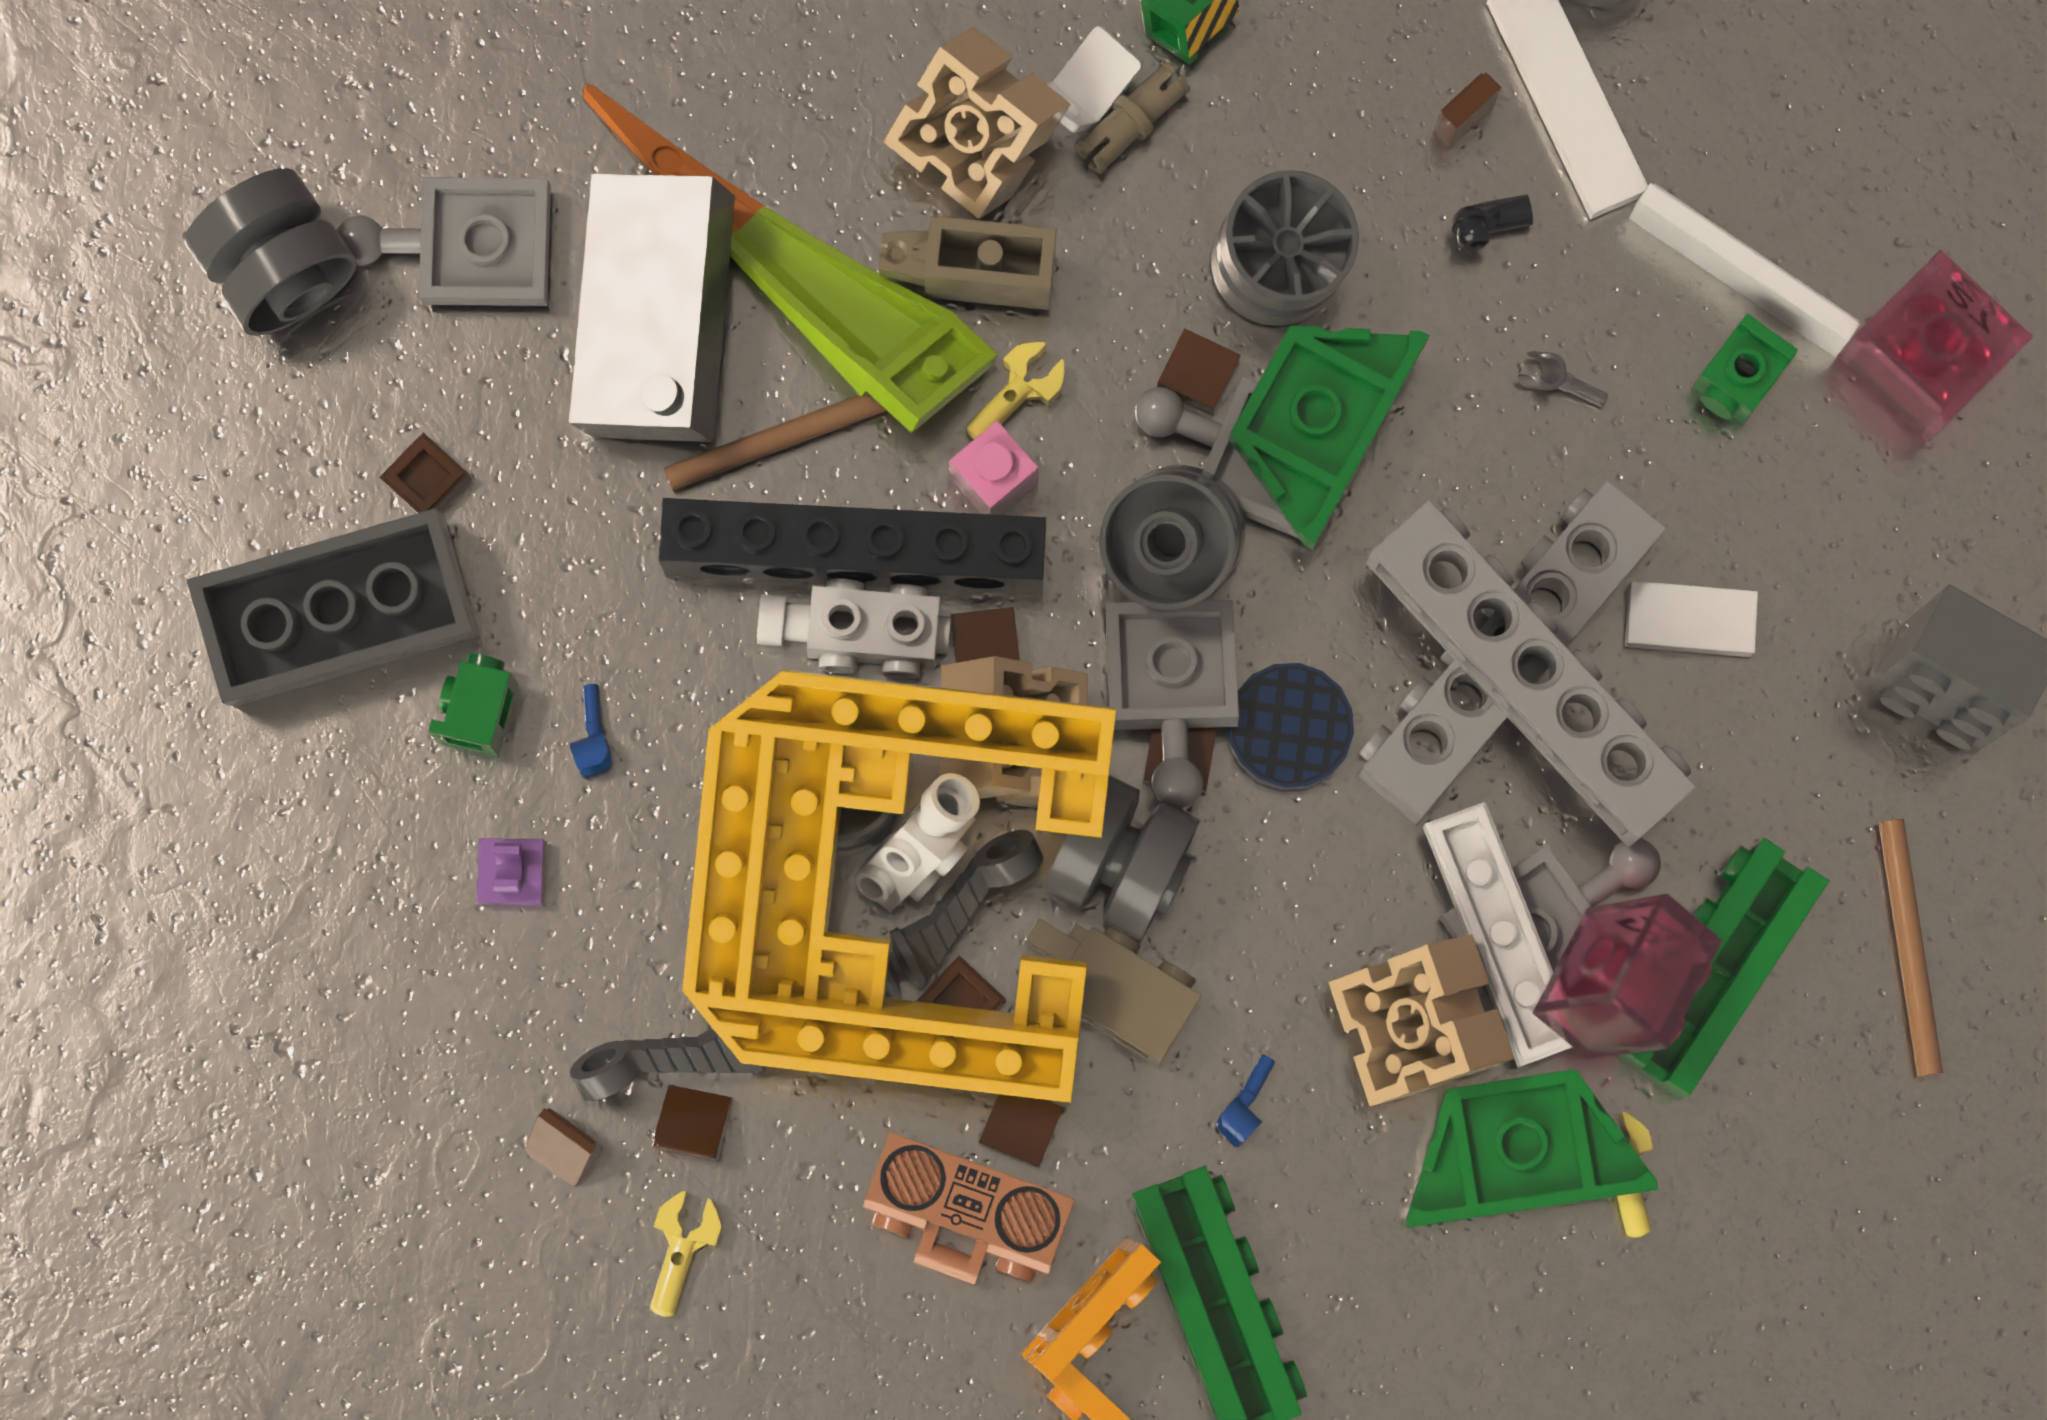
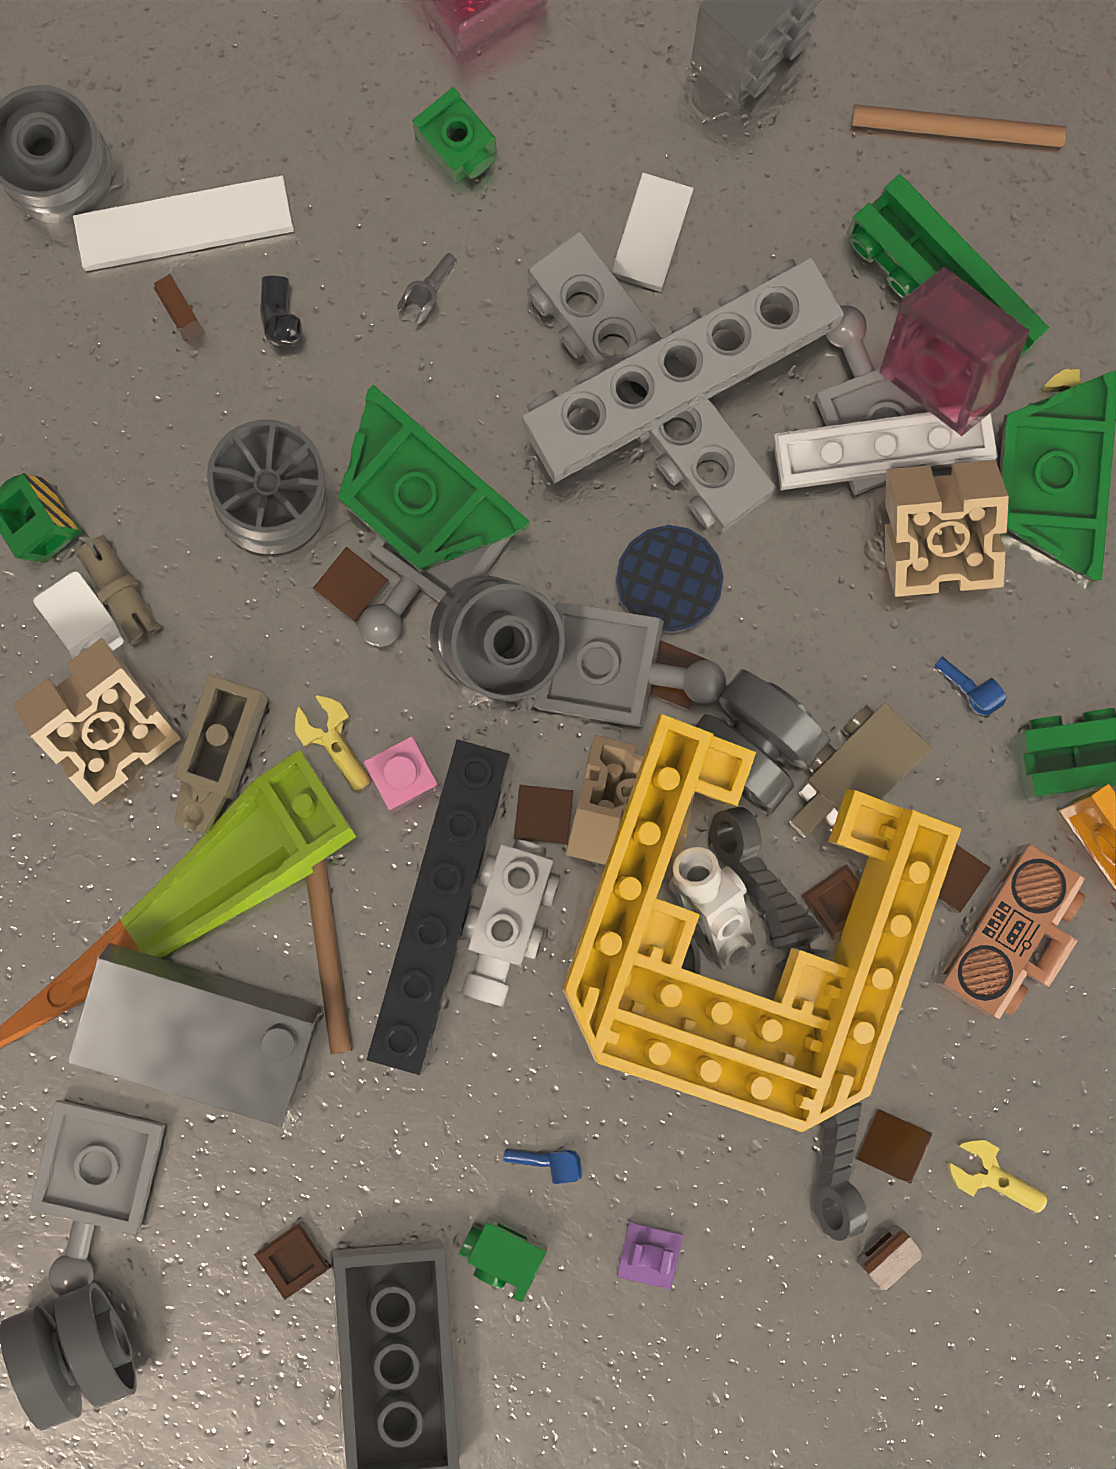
camera: 75 degrees left, 5 degrees up
(1744, 269) = (370, 114): white tile -> none

